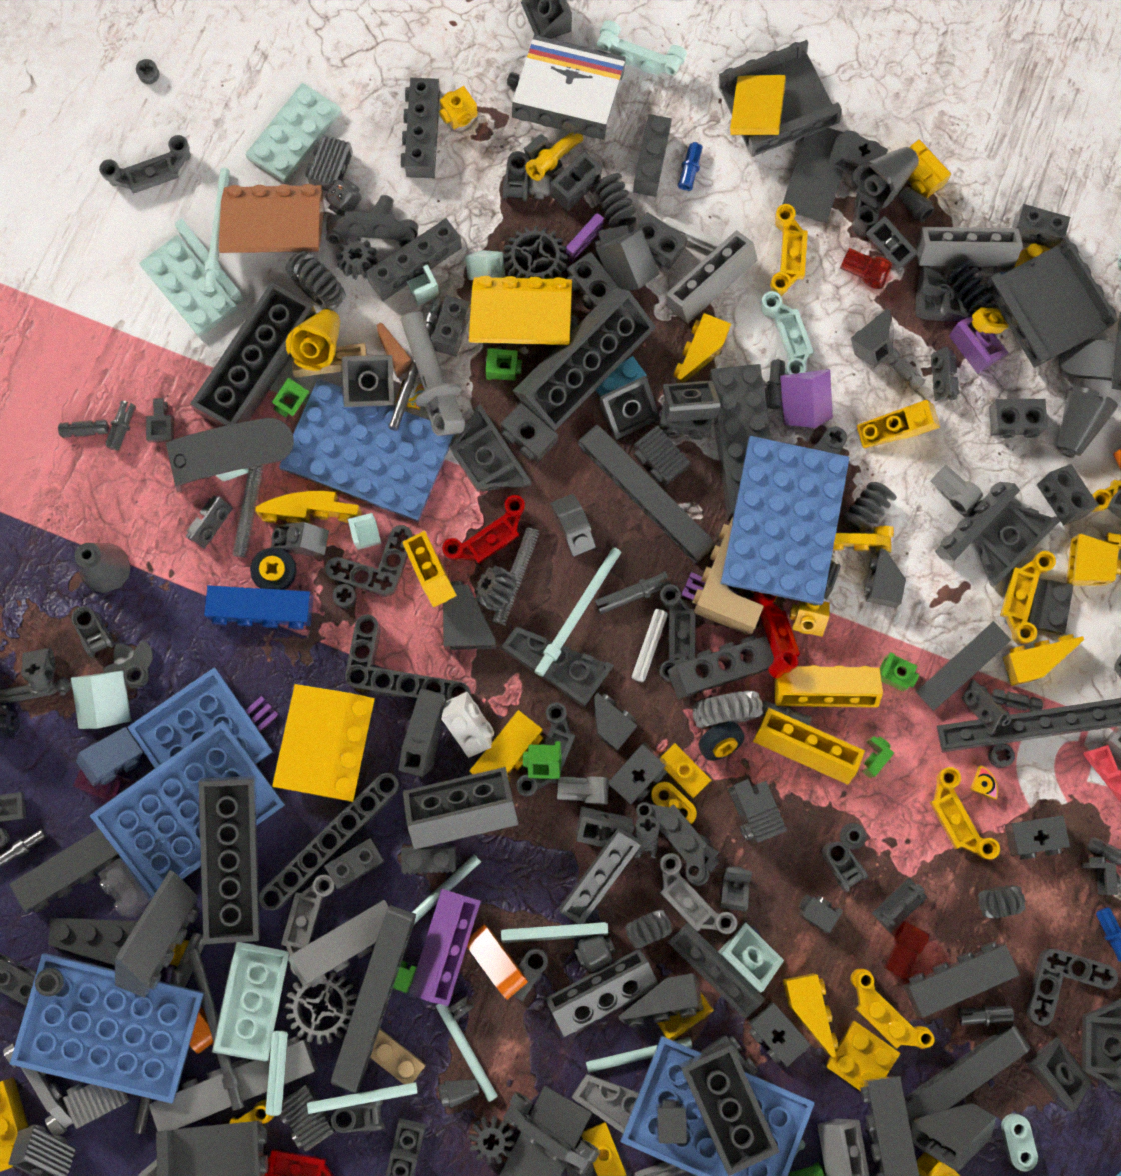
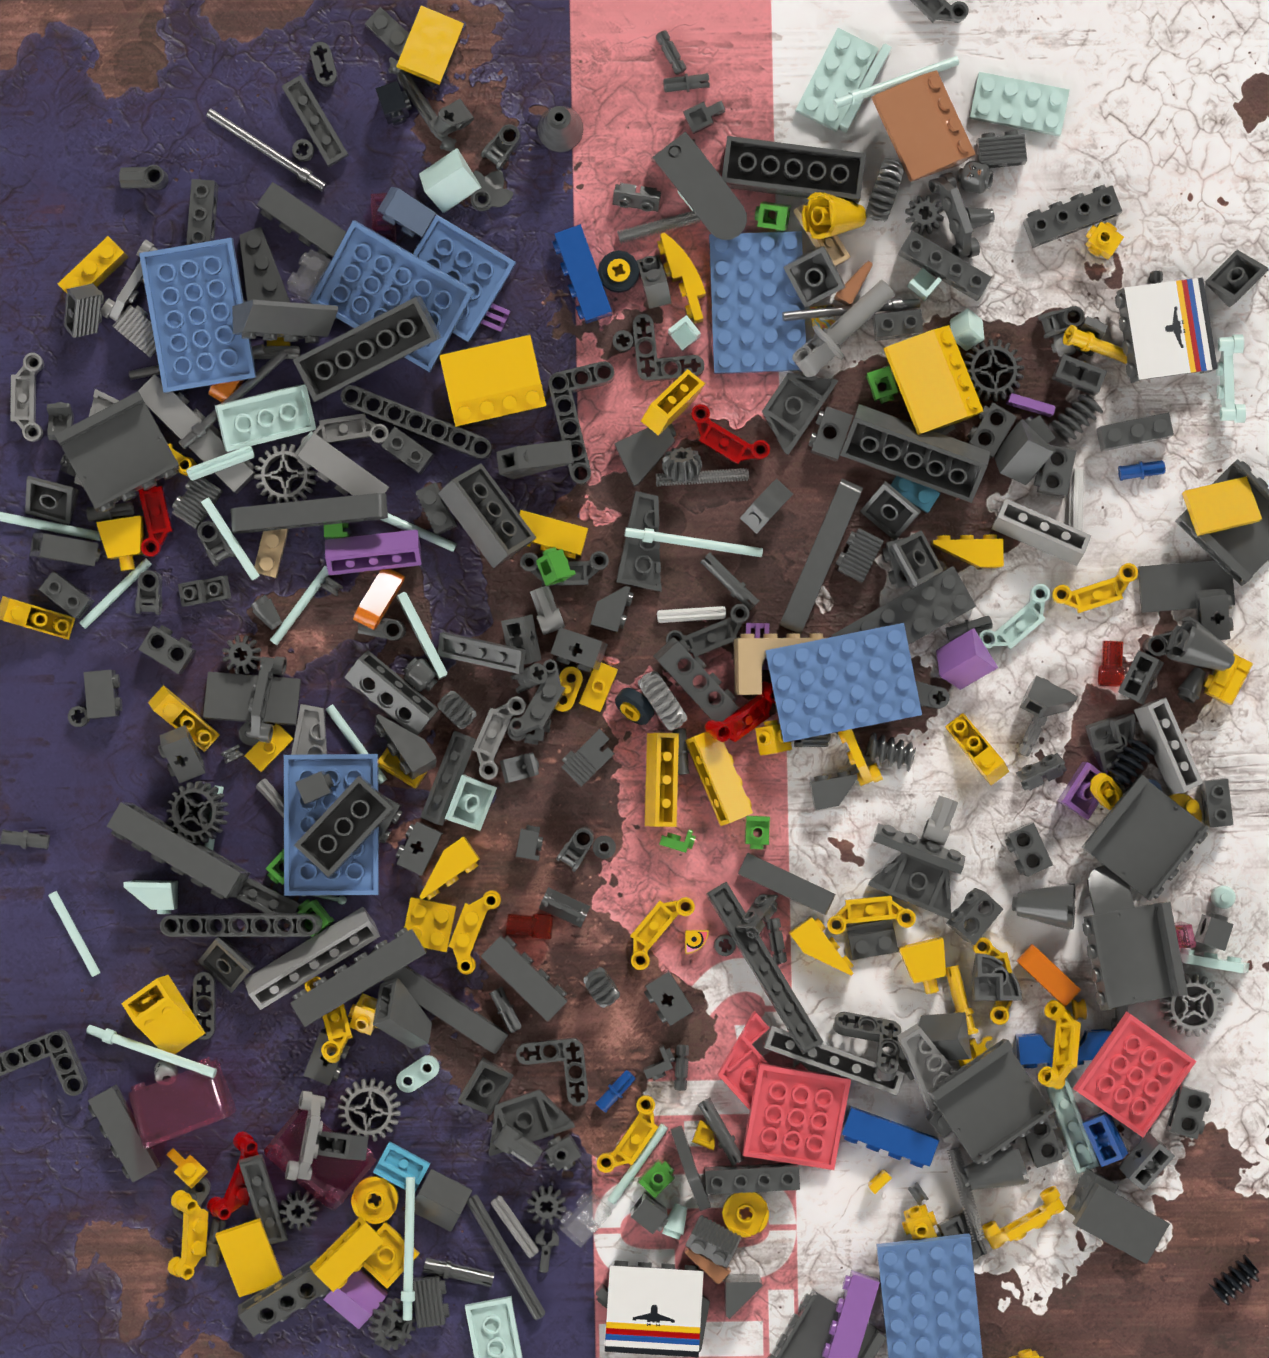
camera: 70 degrees right, 10 degrees up
(49, 982) = (212, 254): dark grey plate -> none
(467, 724) = (557, 492): white brick -> none

